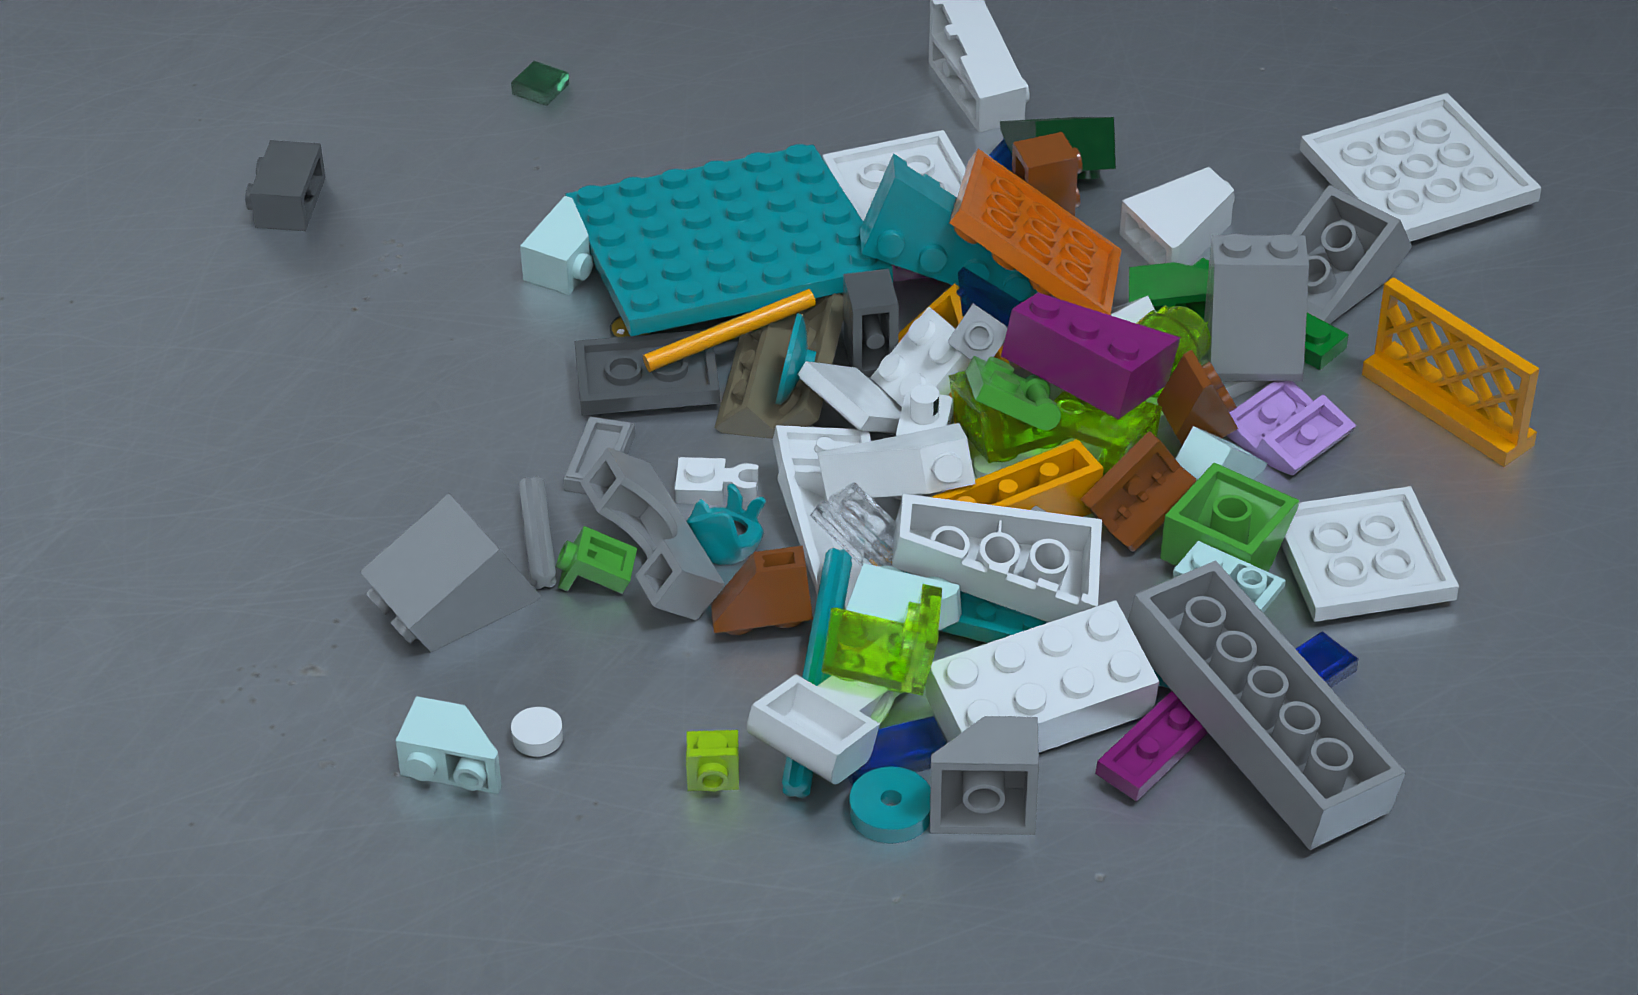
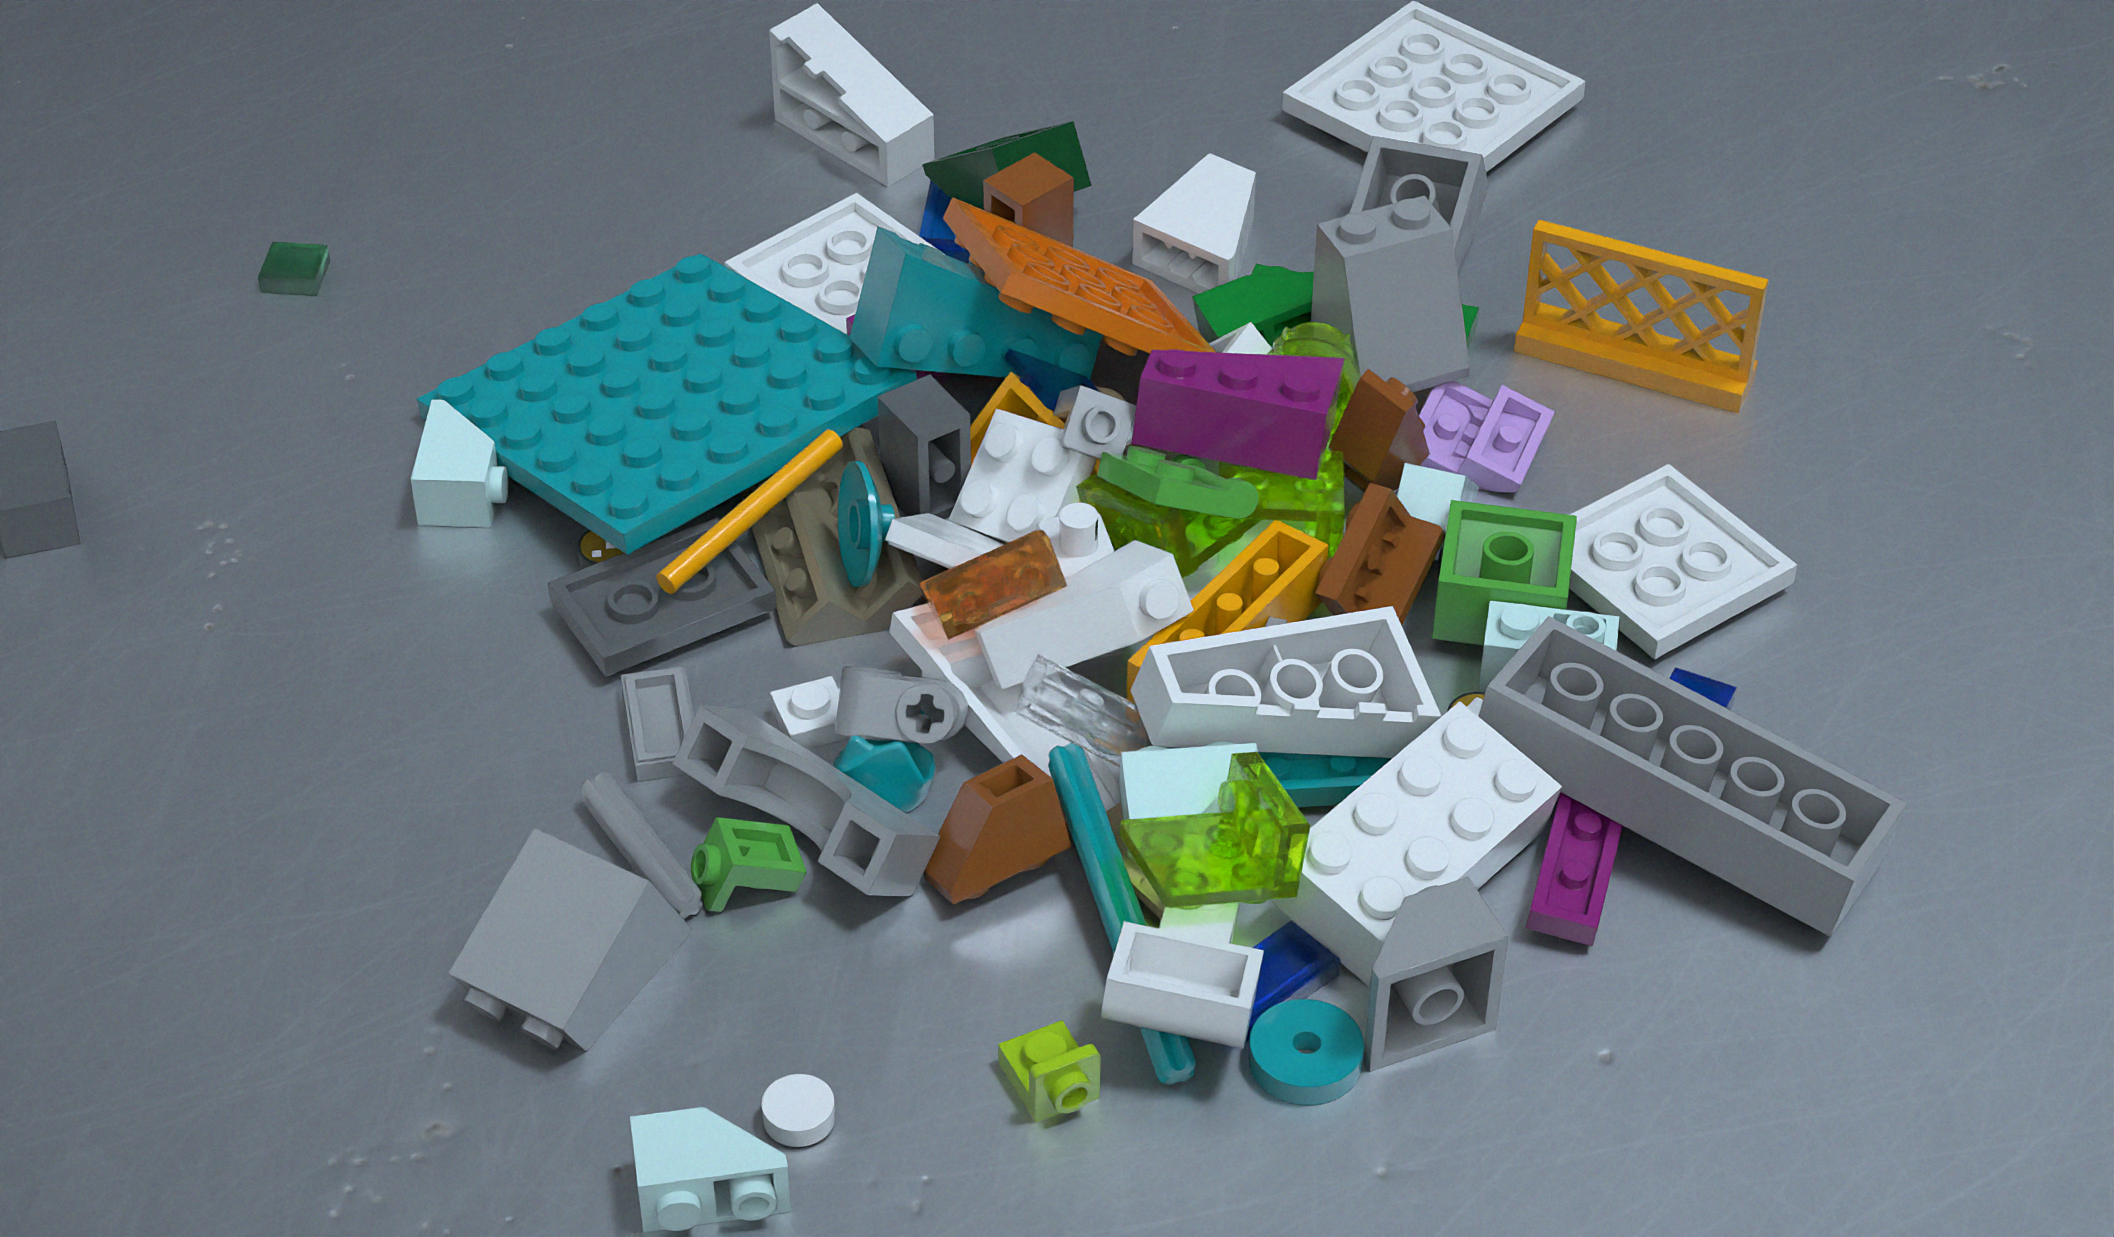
camera: 25 degrees left, 0 degrees up
(740, 489) = (888, 706): none -> light grey piece
(843, 423) = (994, 583): none -> clear orange bracket

